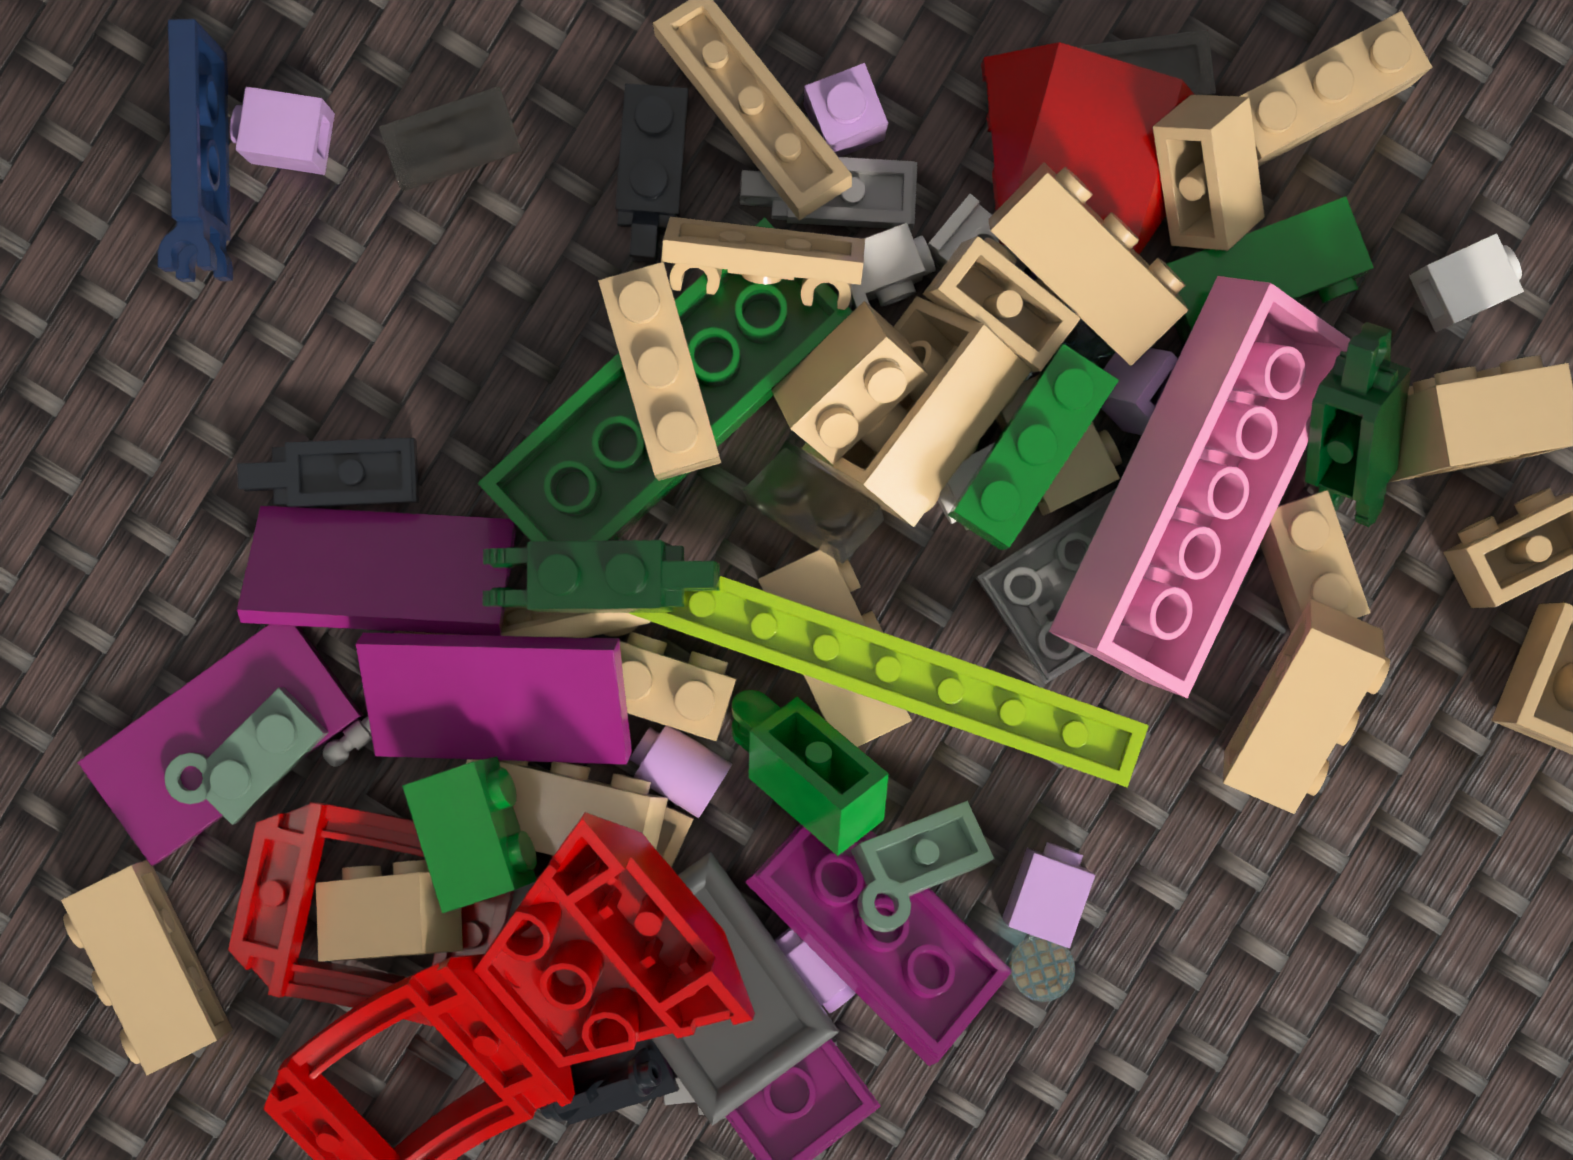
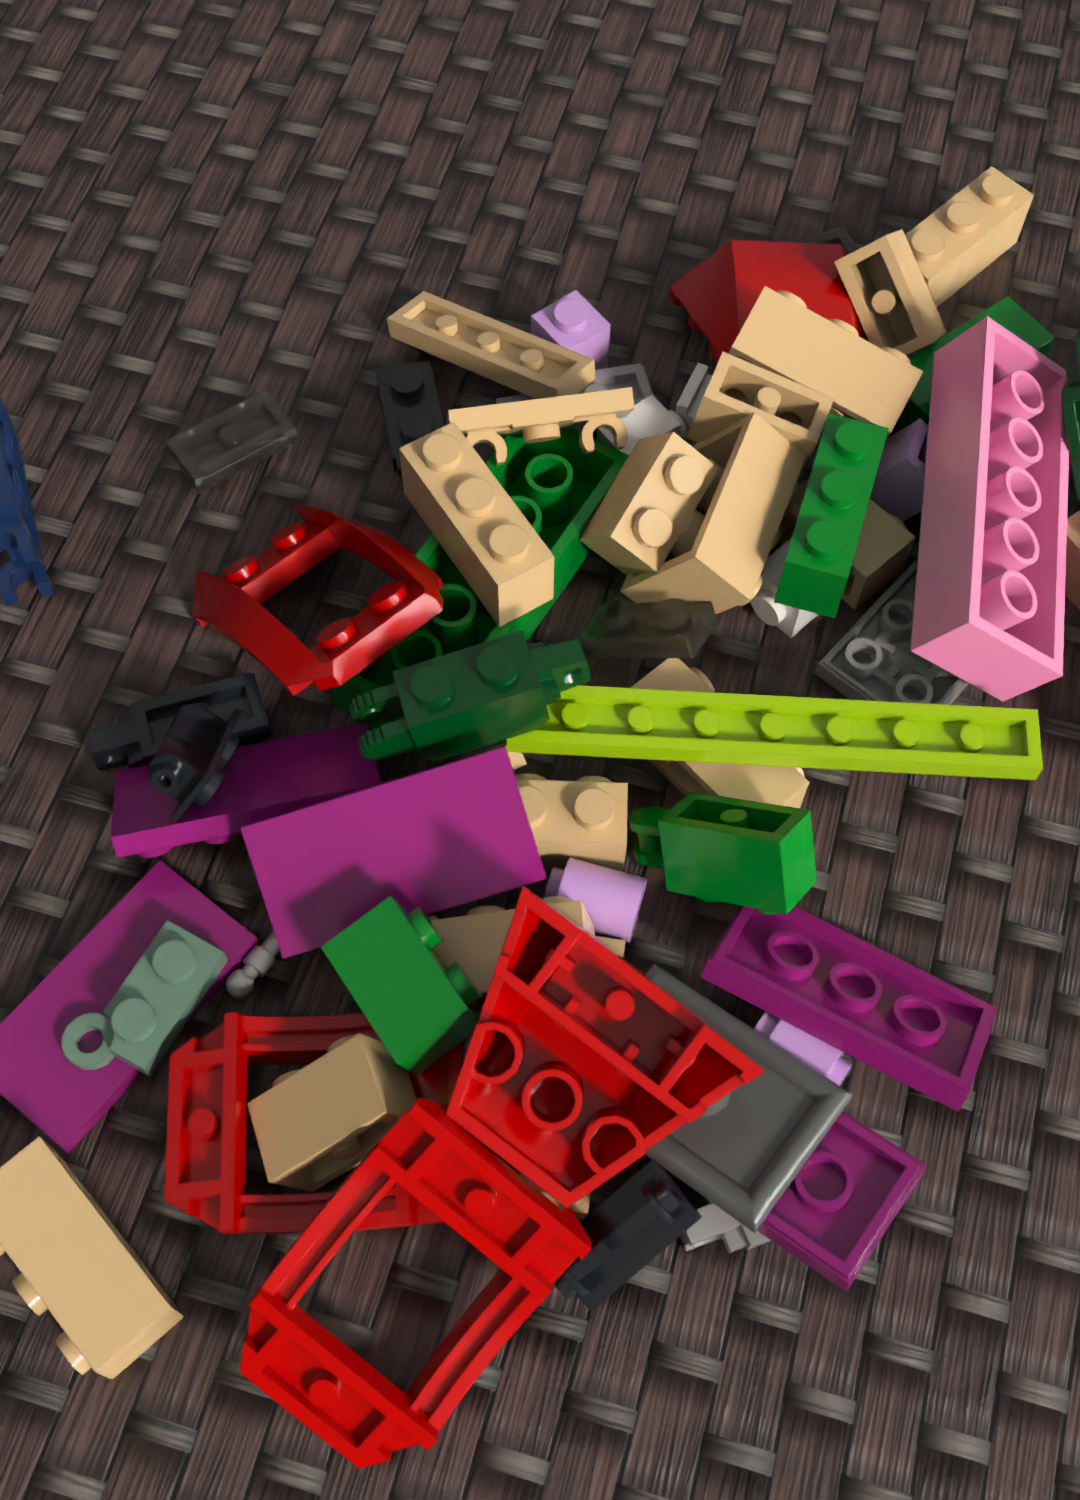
camera: 10 degrees left, 25 degrees down
(283, 130) = (79, 465): lavender brick -> none
(323, 564) = (193, 756): none -> black hinge
(457, 319) = (345, 646): none -> red wedge
(916, 860) = (864, 915): sand green hinge -> none
(1041, 969) = (1025, 1001): clear light blue tile -> none
(1049, 894) = (1004, 920): lavender brick -> none

